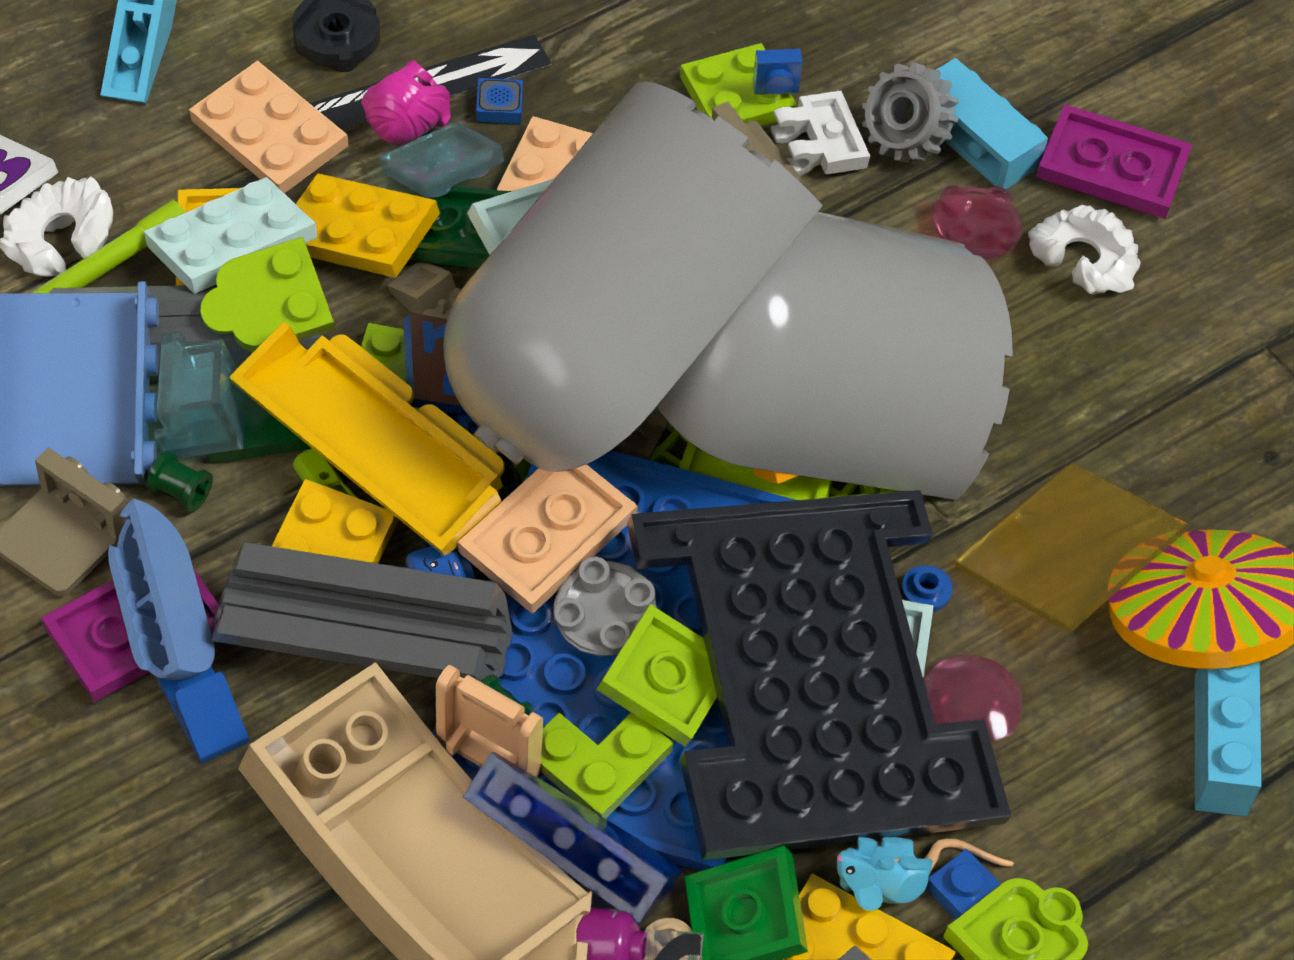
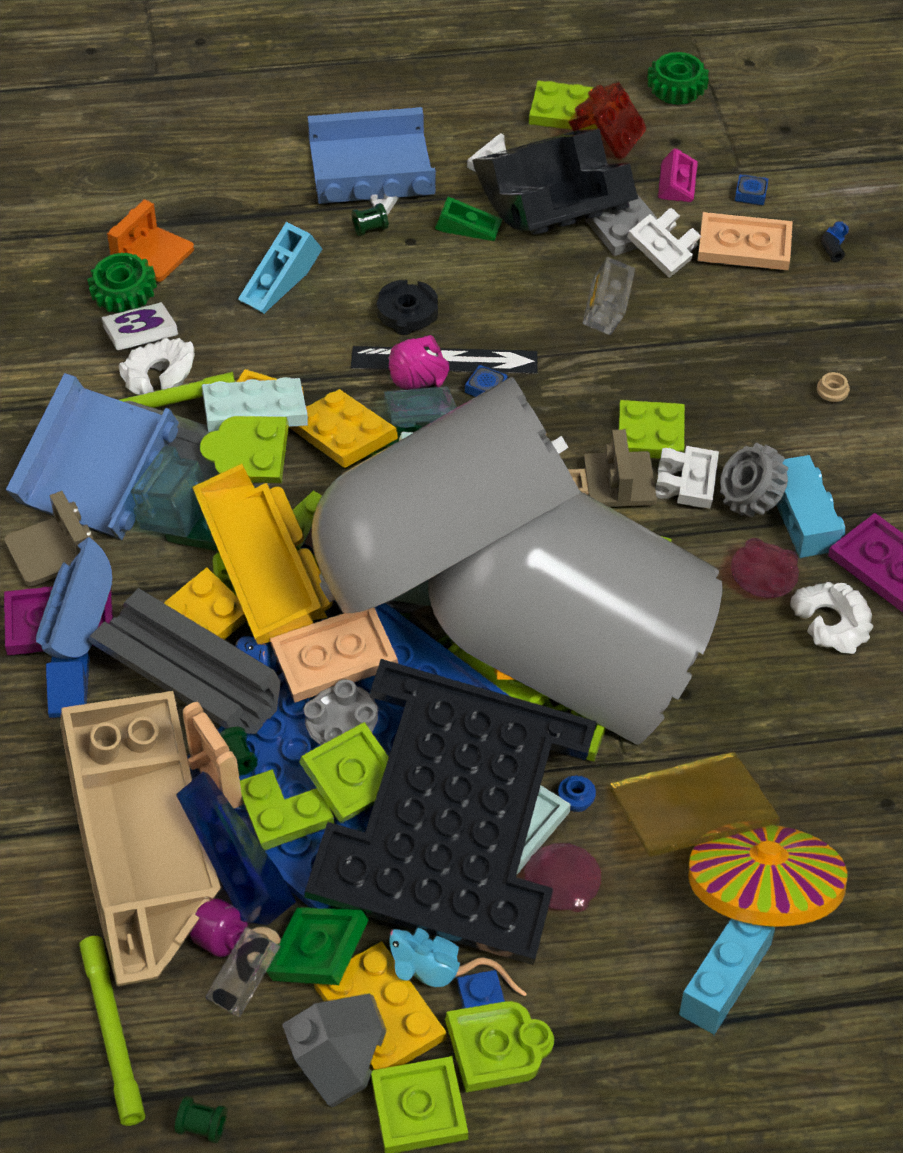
camera: 30 degrees right, 5 degrees down
(179, 481) = (141, 548): dark green bush -> none
(269, 127) = (328, 352): light nougat plate -> none
(777, 71) = (675, 422): blue plate -> none

